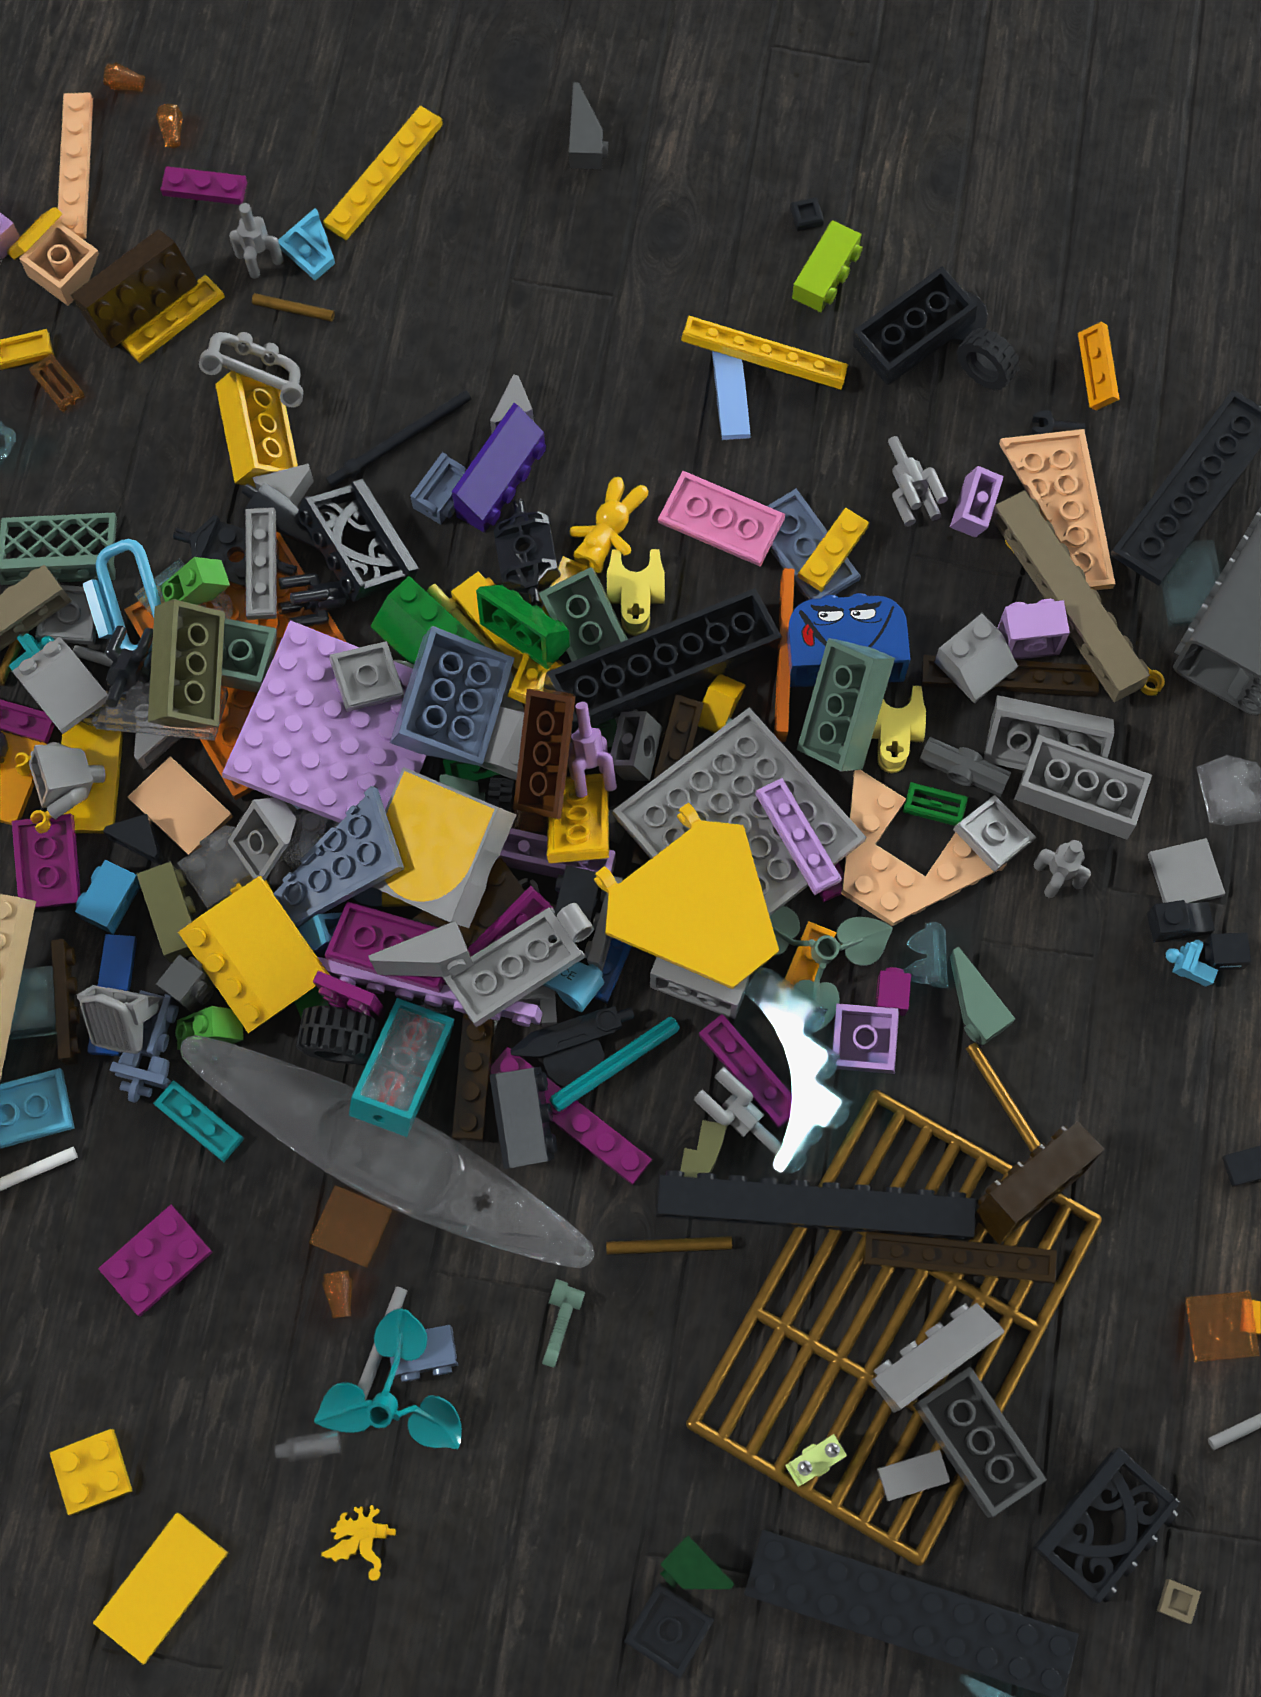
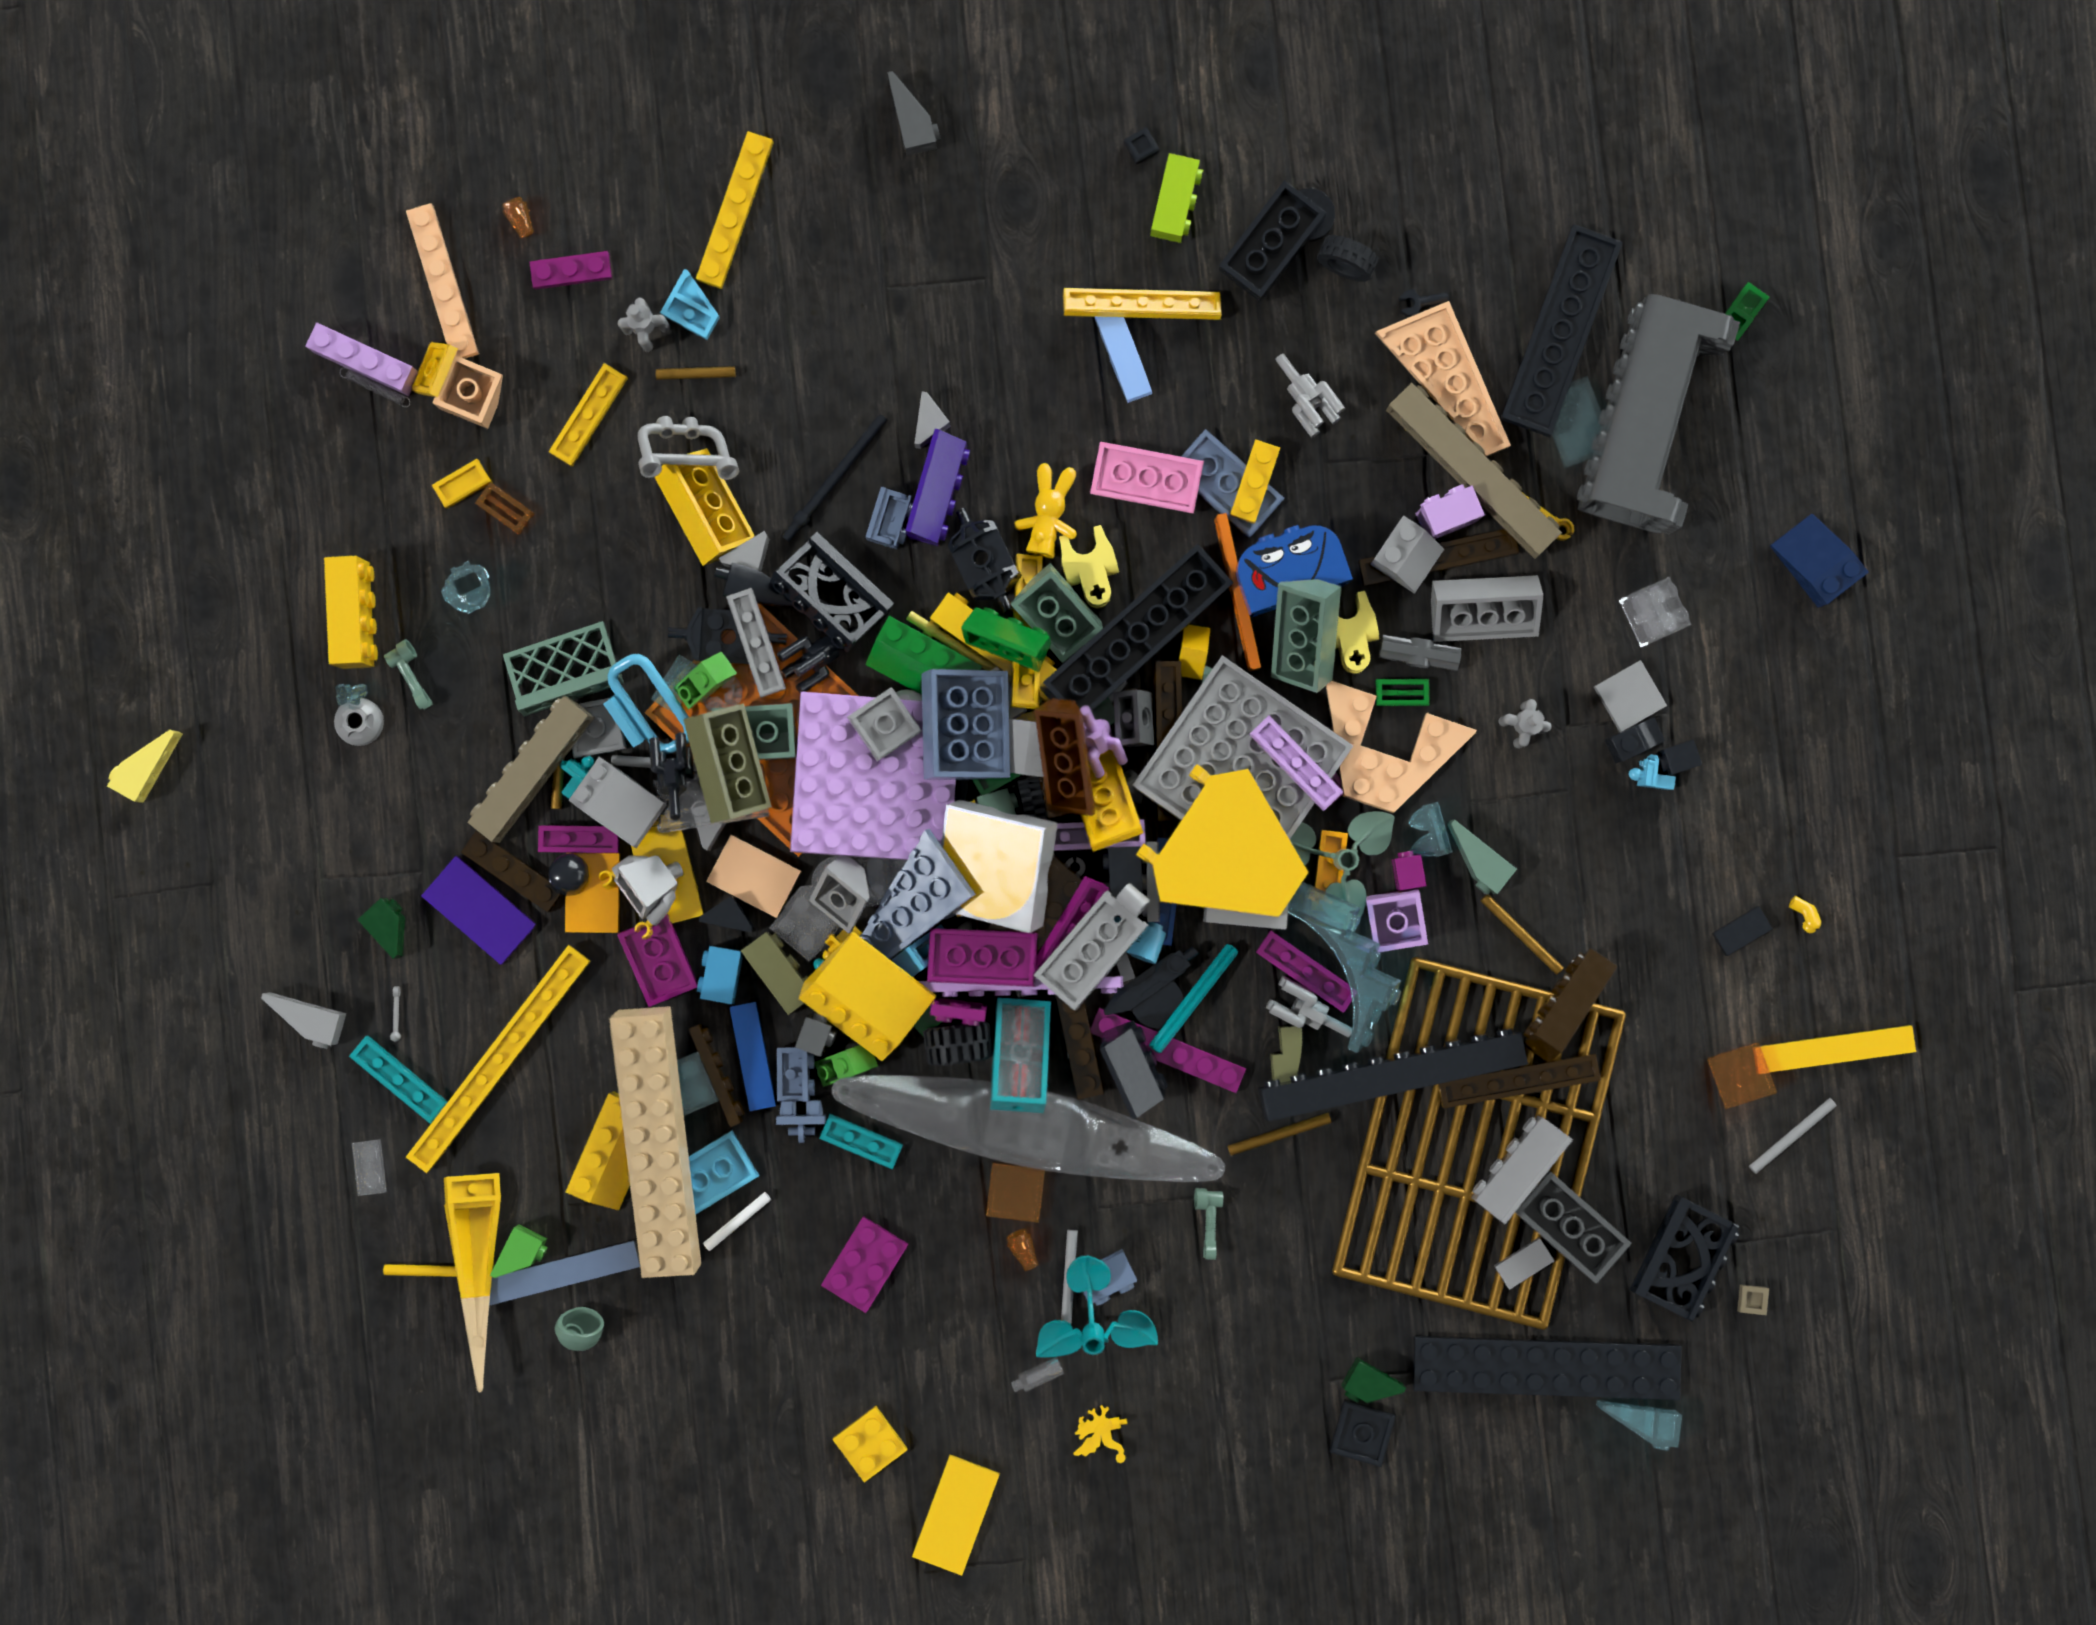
camera: 20 degrees left, 15 degrees up
(117, 1017) = (770, 1078): light grey piece -> none
(122, 78) = (456, 179): clear orange cone -> none
(134, 288) = (549, 402): dark brown brick -> none
(429, 954) = (1023, 960): light grey slope -> none
(816, 1460) = (1445, 1274): yellowish green piece -> none
(976, 501) = (1370, 401): lavender brick -> none
(994, 833) = (1459, 706): light grey tile -> none
(1083, 787) = (1526, 645): light grey slope -> none
(1098, 366) = (1447, 232): light orange plate -> none

